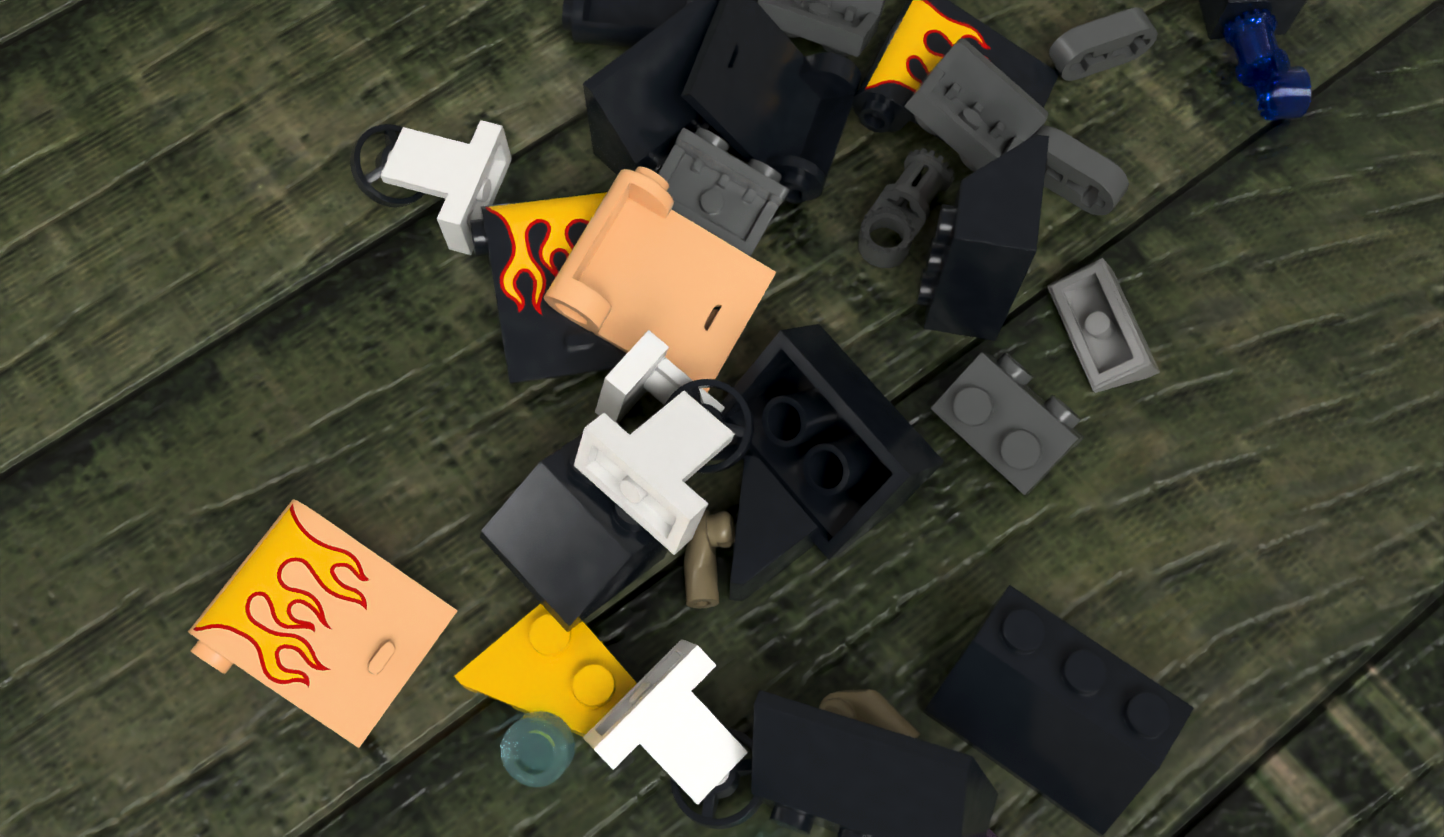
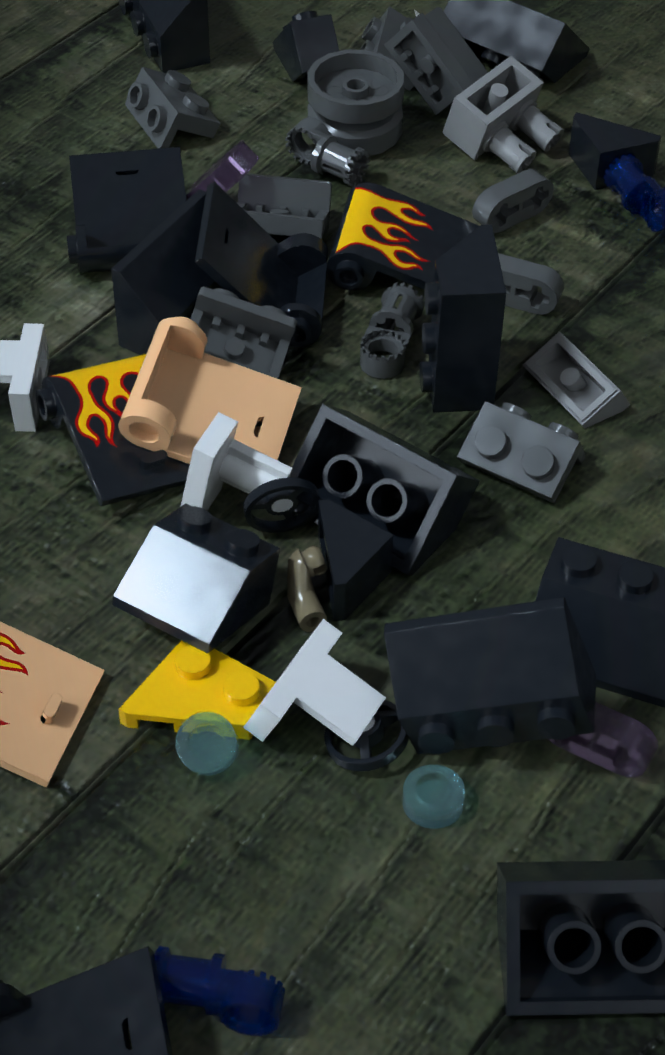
camera: 15 degrees left, 20 degrees down
(650, 466) = (252, 498): white piece -> none
(974, 106) = (416, 239): dark grey bracket -> none

